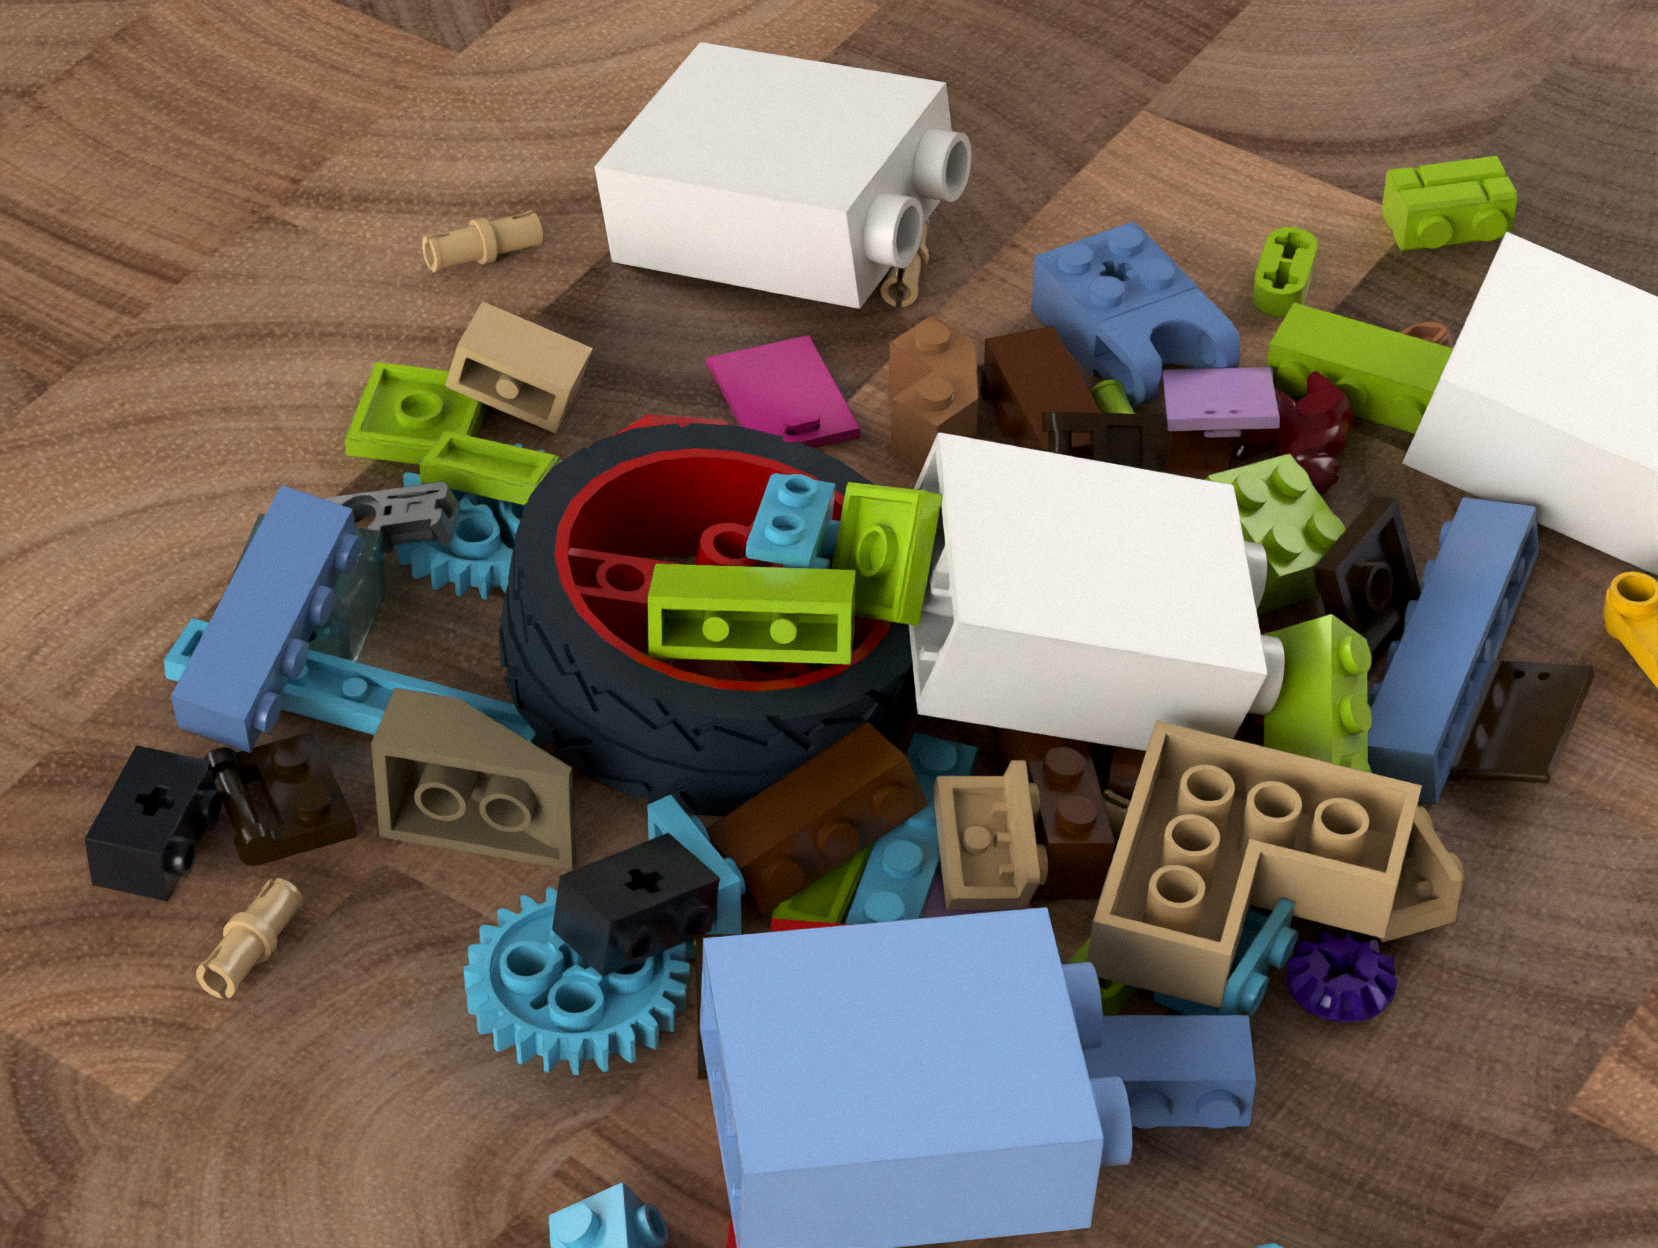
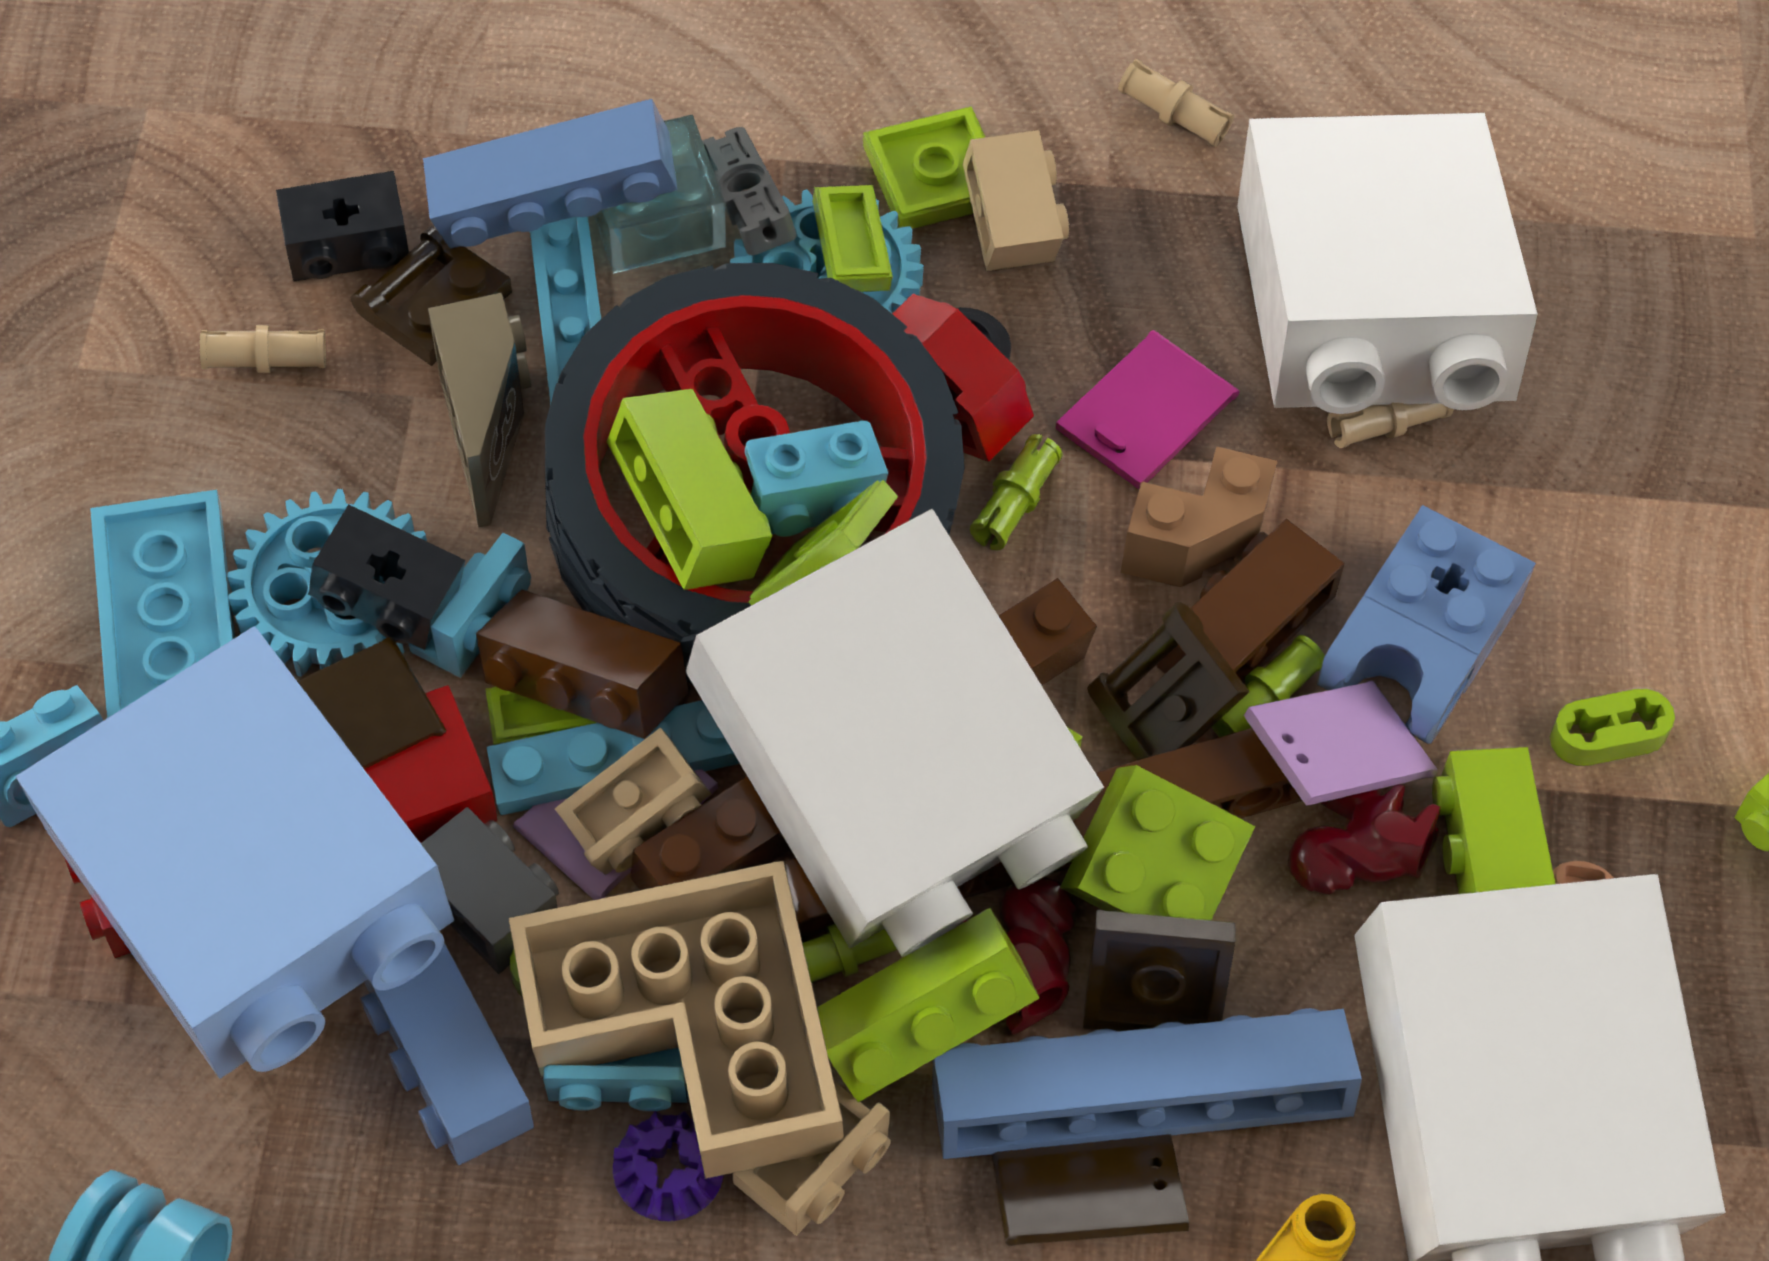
camera: 60 degrees right, 15 degrees up
(510, 1114) = (159, 590): none -> medium azure plate

